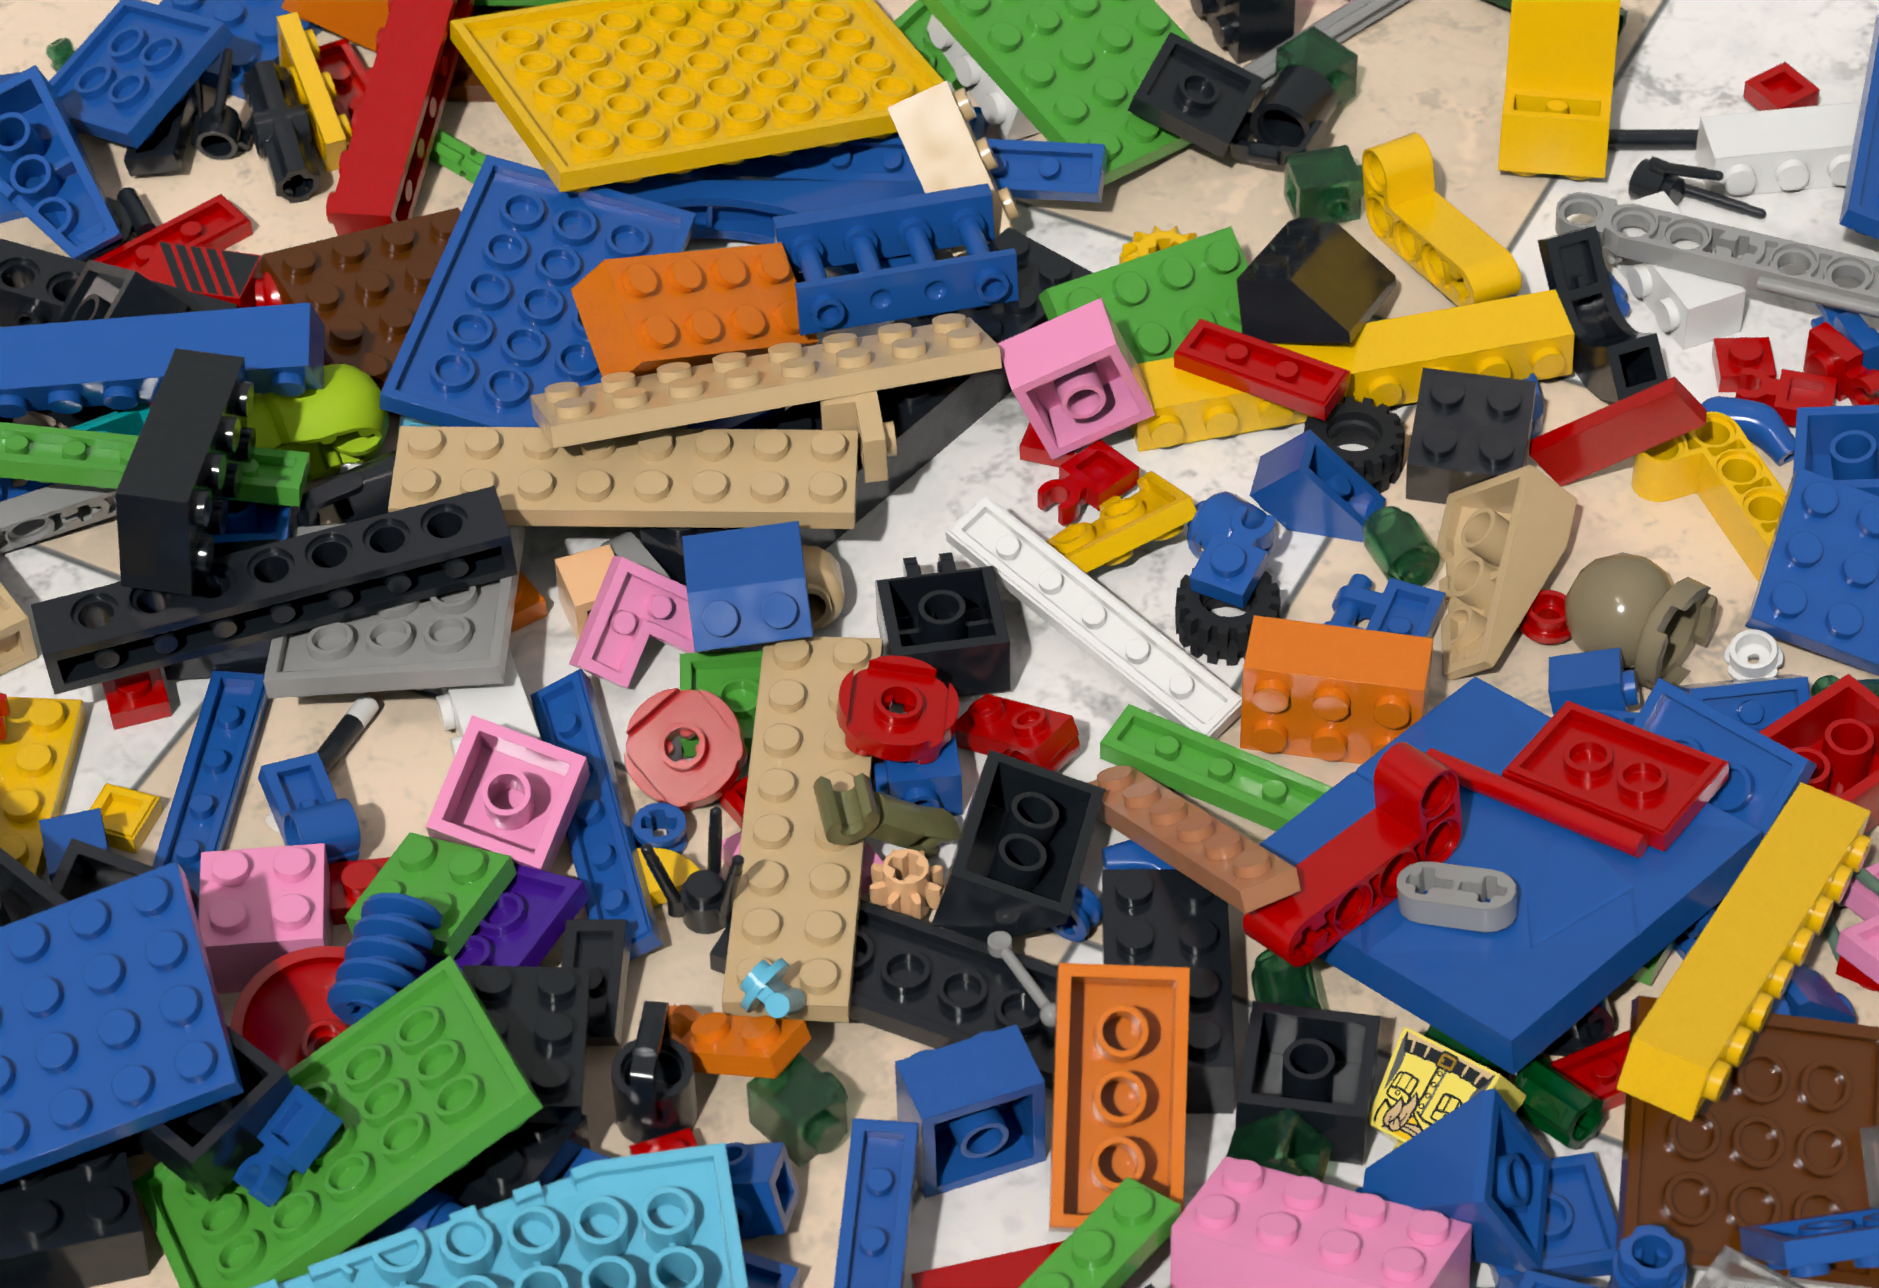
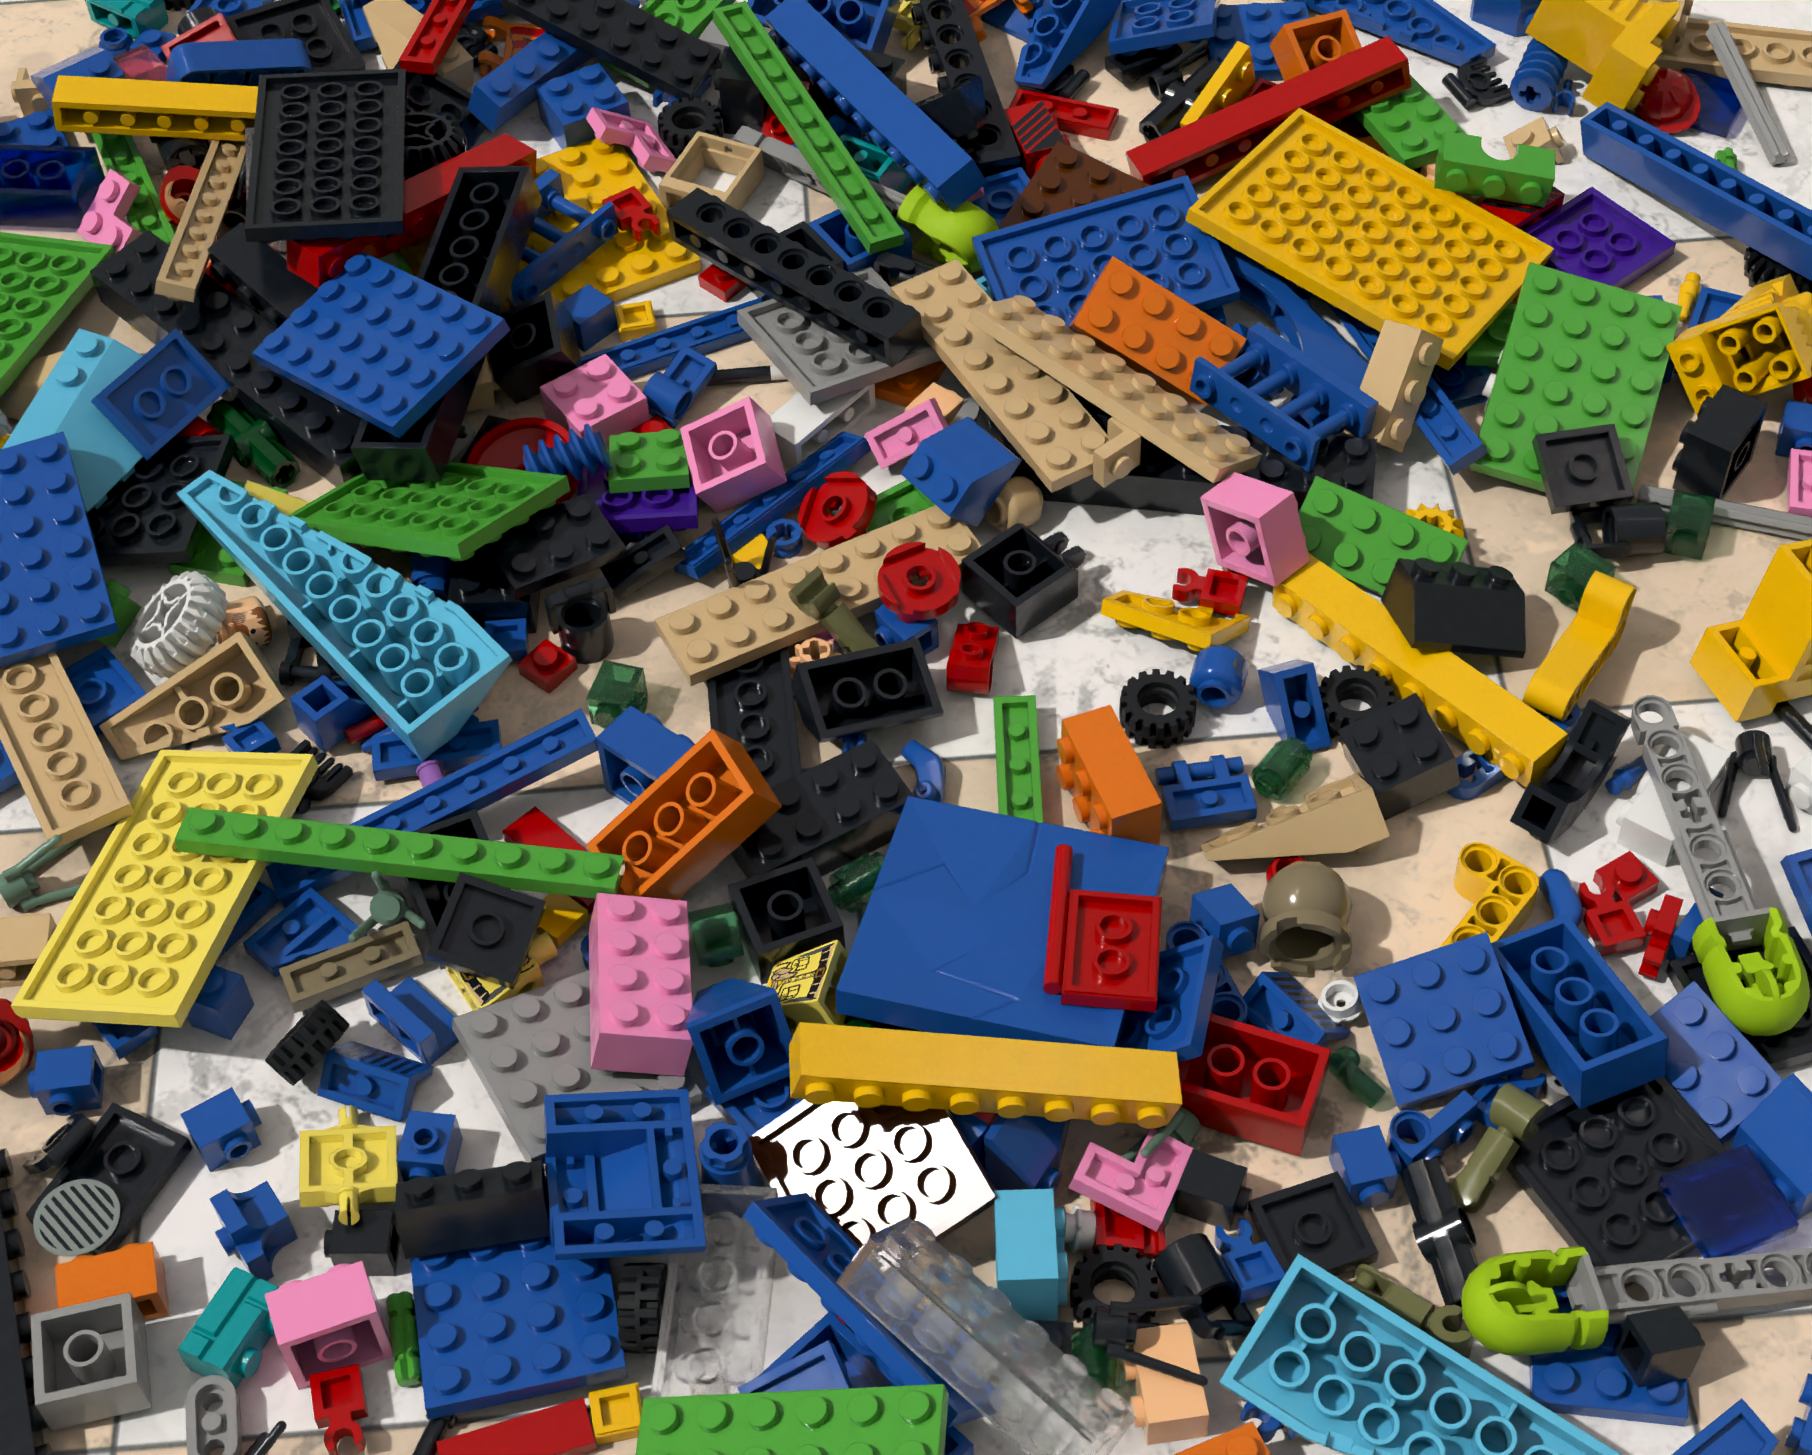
camera: 60 degrees right, 5 degrees up
(184, 472) = (808, 180): black brick -> none
(292, 1140) = (408, 482): blue plate -> none
(738, 1043) = (633, 639): orange hinge -> none
(762, 1188) = (534, 698): blue brick -> none
(766, 986) = (662, 632): medium azure plate -> none
(1000, 946) = (794, 726): light grey hinge -> none
(1094, 619) = (1087, 632): white tile -> none
(1193, 840) = (910, 763): nougat plate -> none
(1234, 565) = (1176, 683): blue plate -> none
(1262, 369) = (1356, 618): red tile -> none
(1358, 869) = (929, 852): red beam -> none
(1457, 896) = (949, 909): light grey beam -> none
(1618, 431) = (1458, 825): red tile -> none

